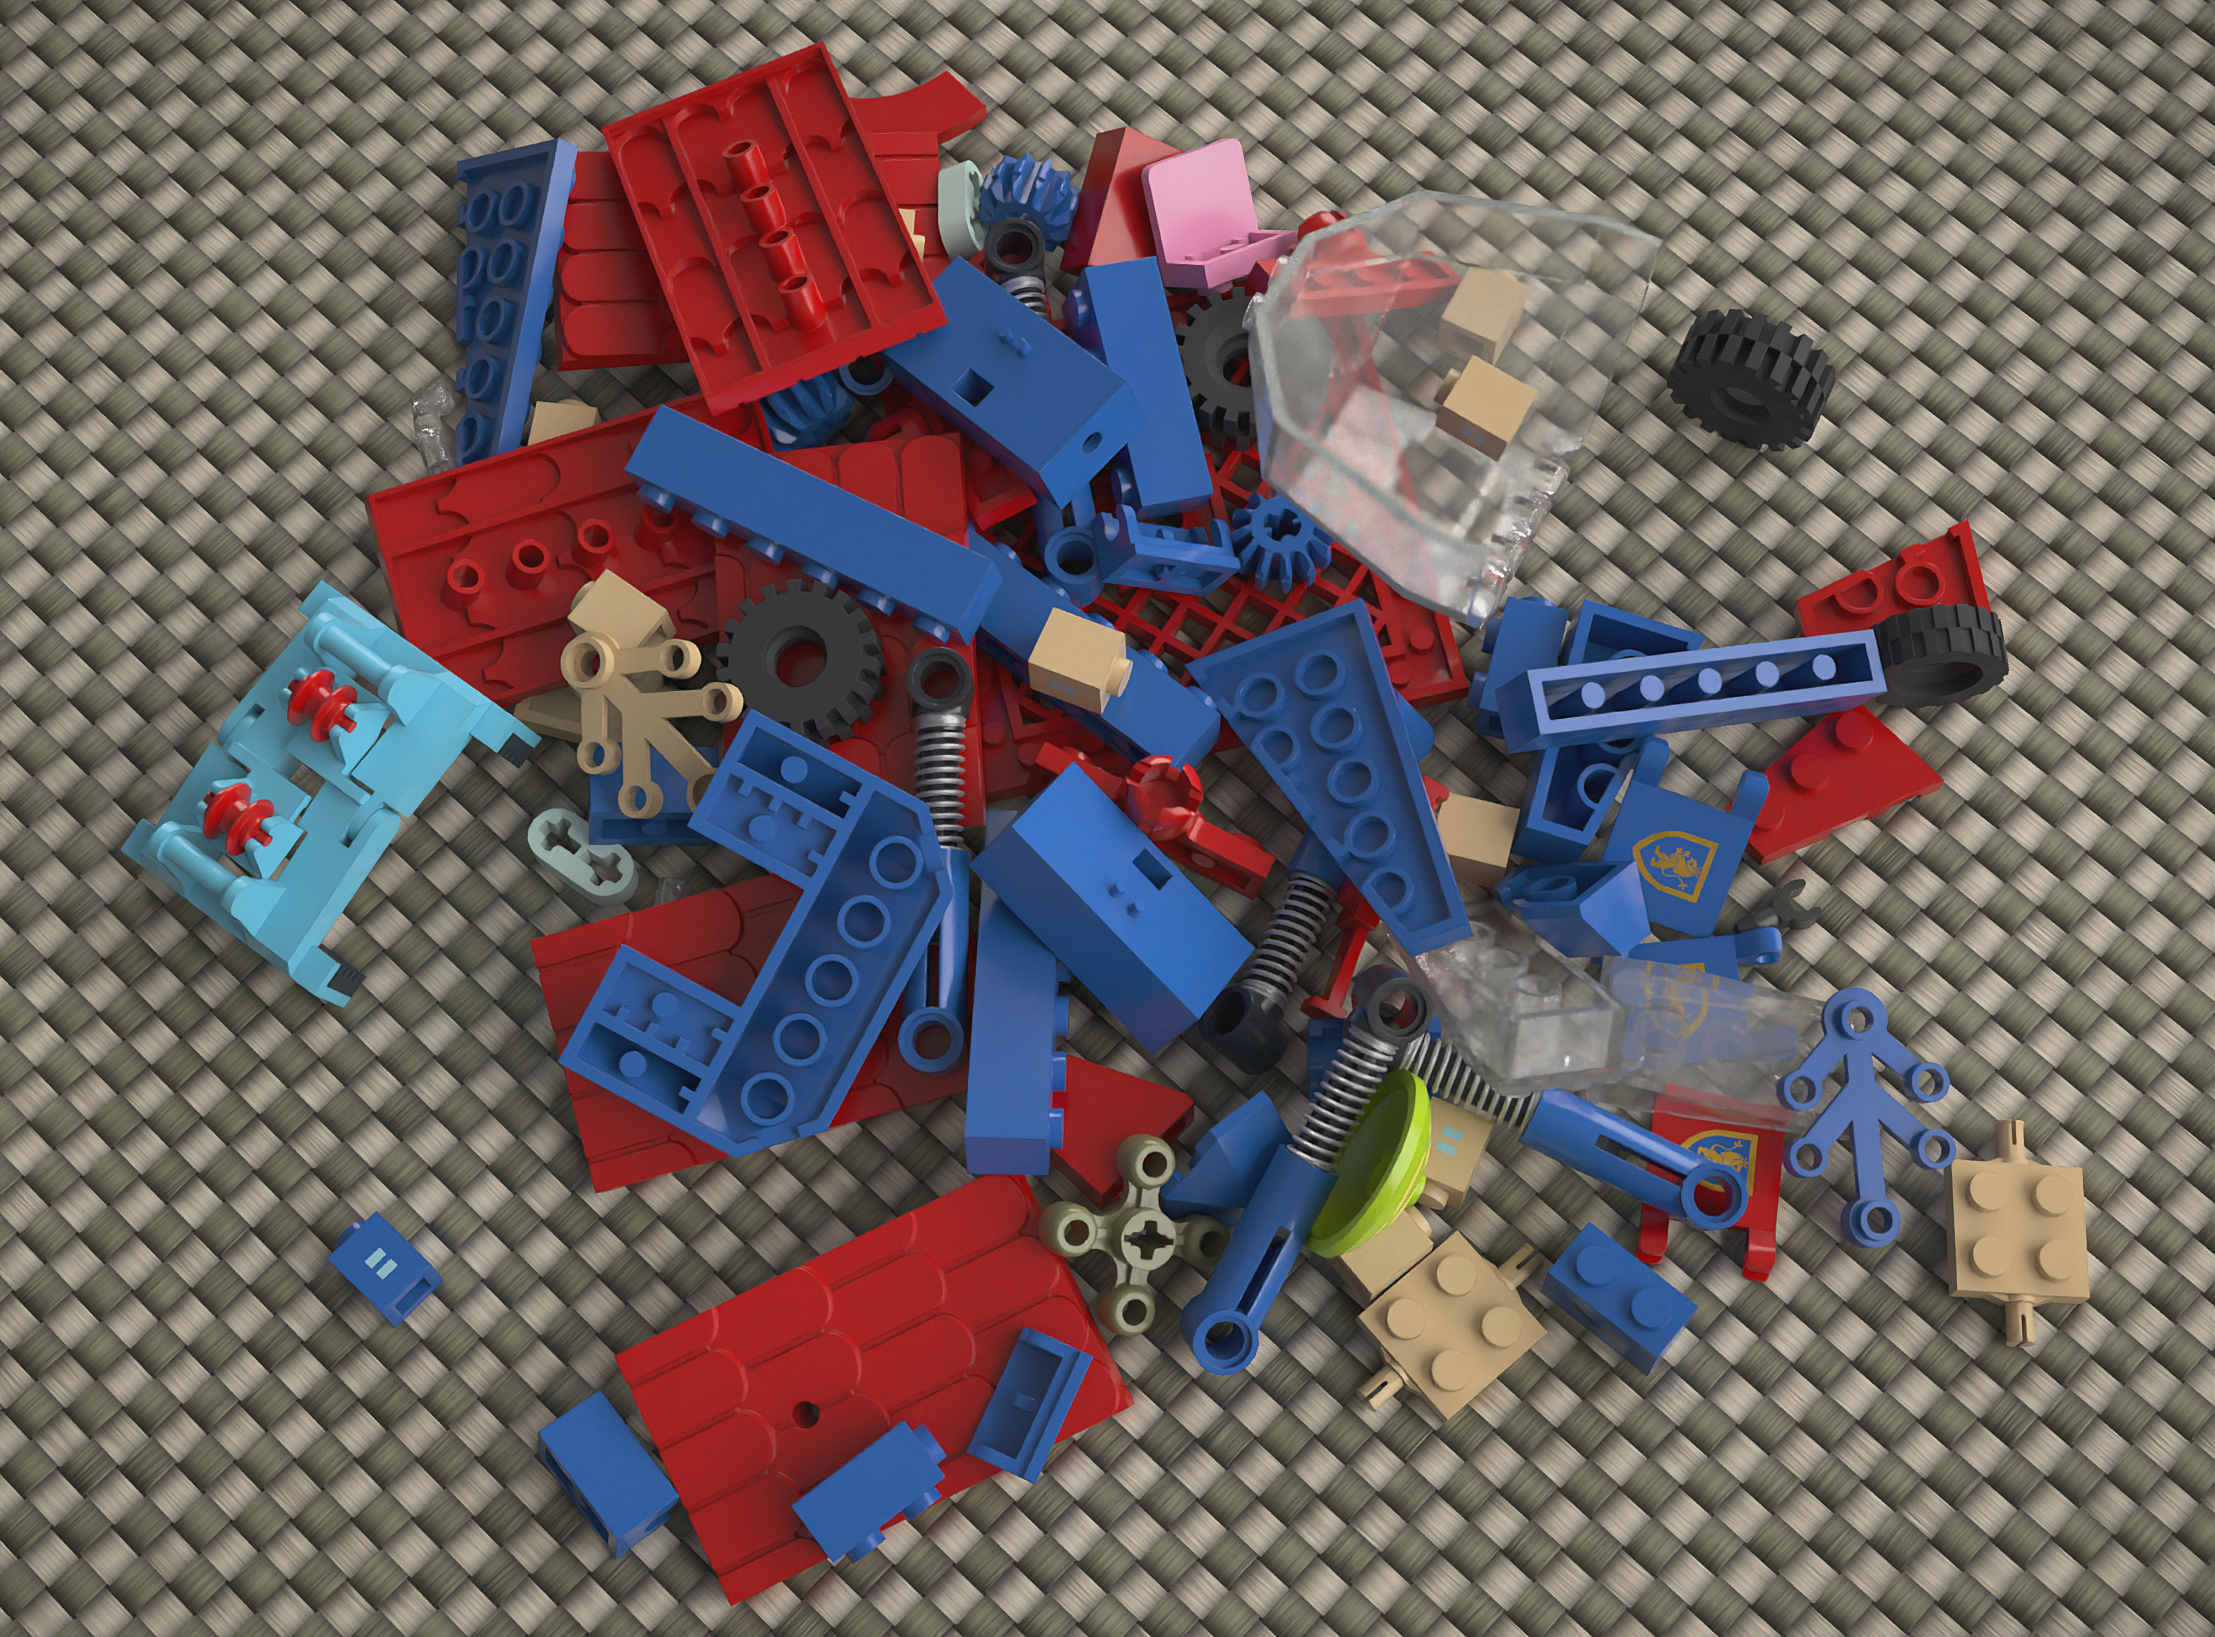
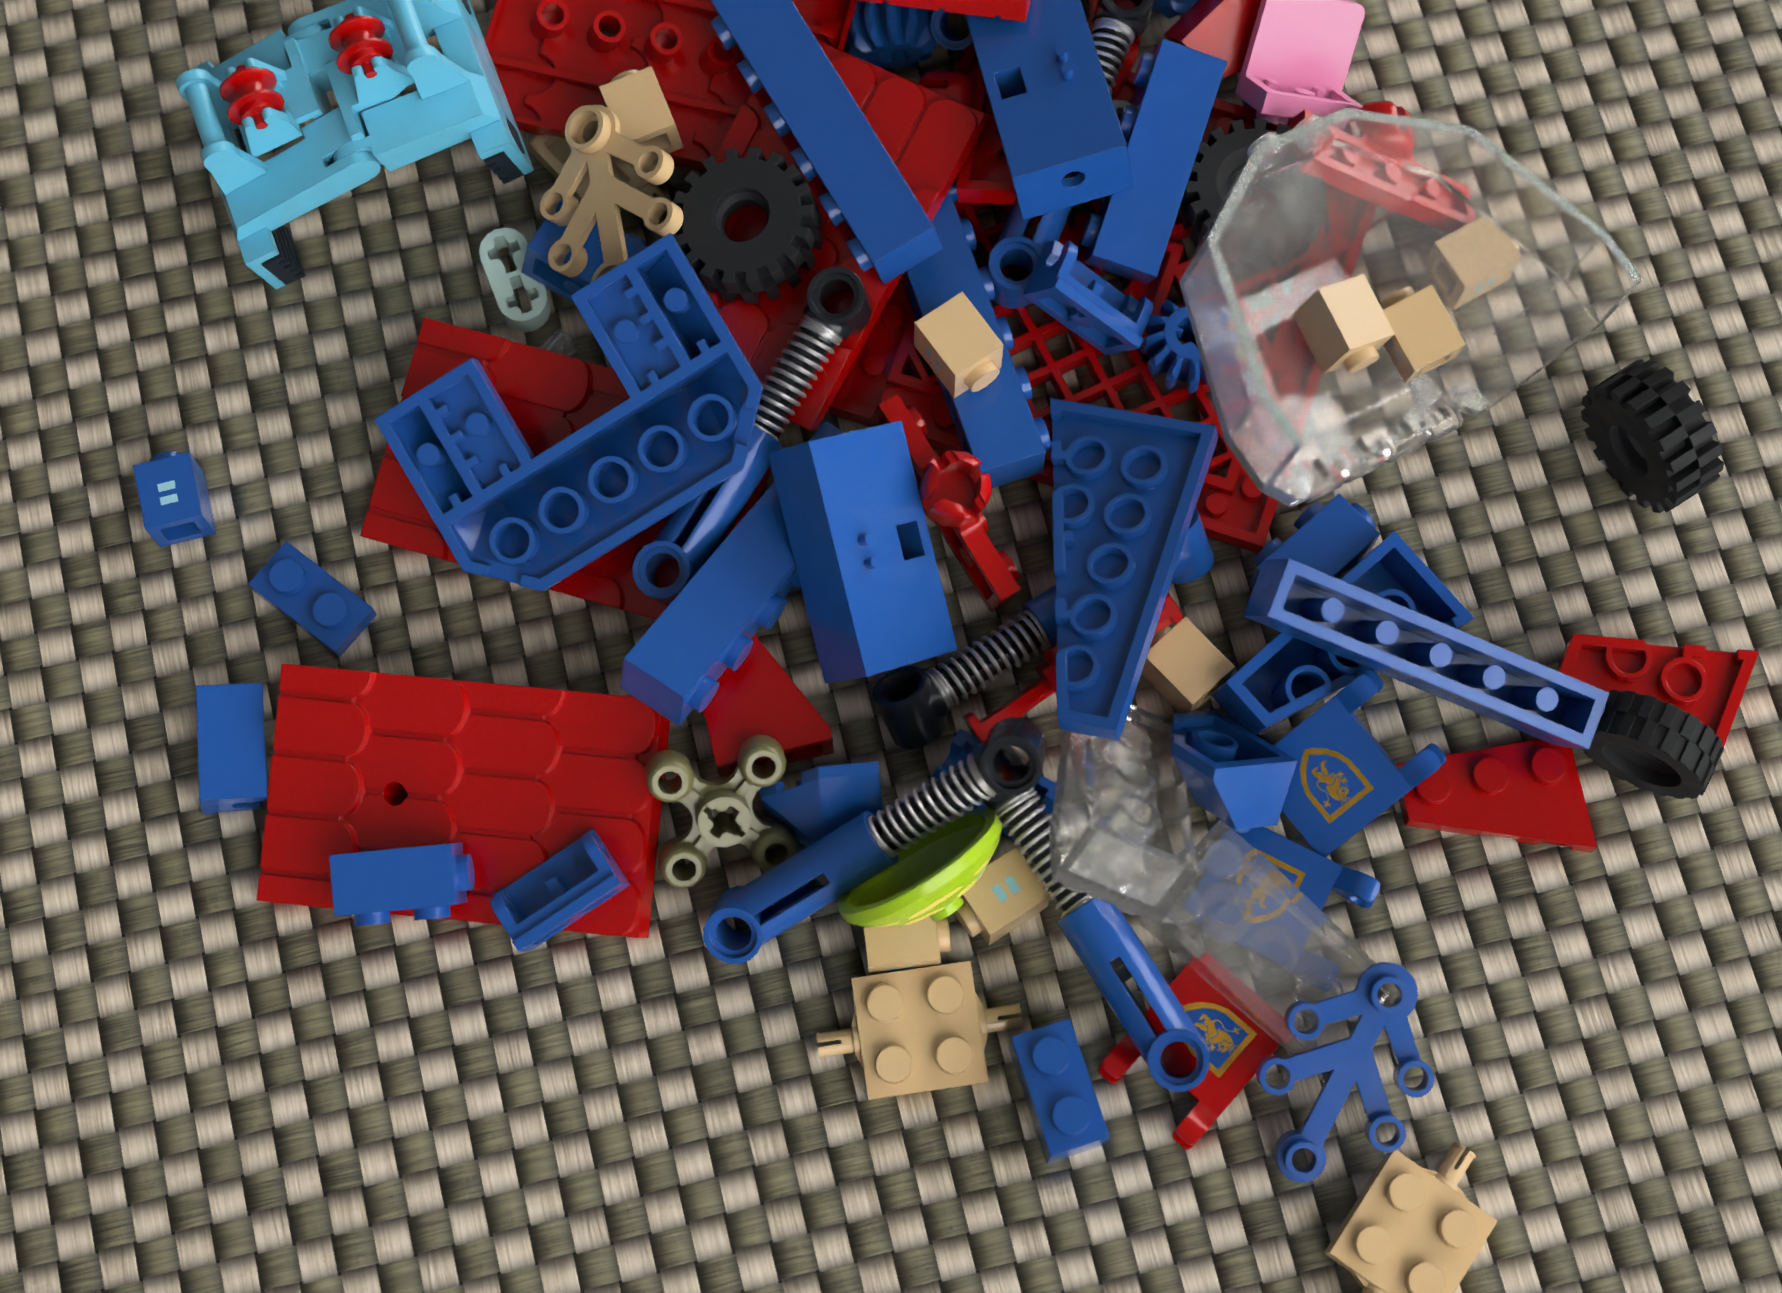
camera: 30 degrees right, 5 degrees up
(587, 1283) = (312, 599): none -> blue plate
(1416, 438) = (1344, 325): none -> tan brick
(1779, 912) = (1392, 871): pearl dark grey piece -> none

